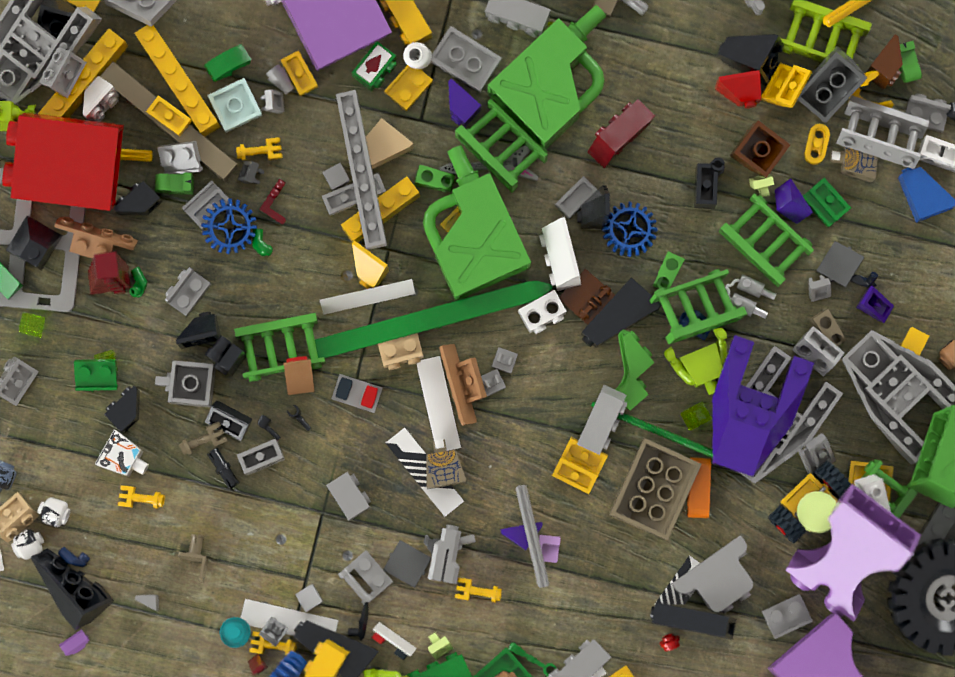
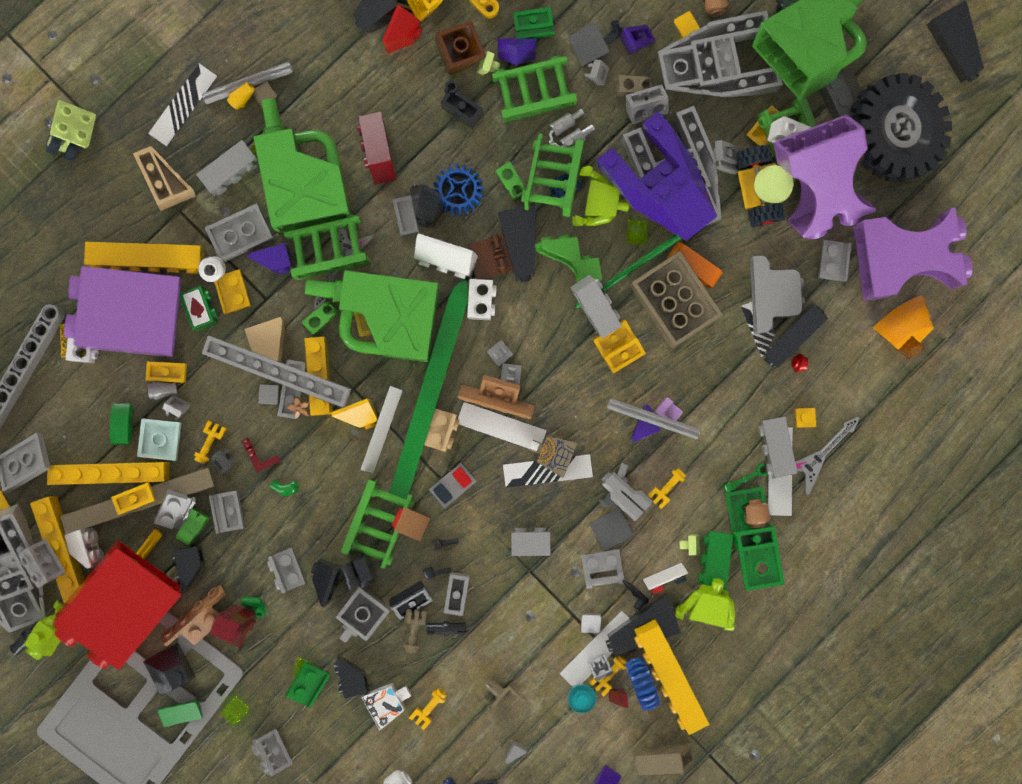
camera: 60 degrees left, 5 degrees up
(210, 225) = (240, 496): blue gear -> none
(341, 210) = (299, 407): none -> medium nougat plant

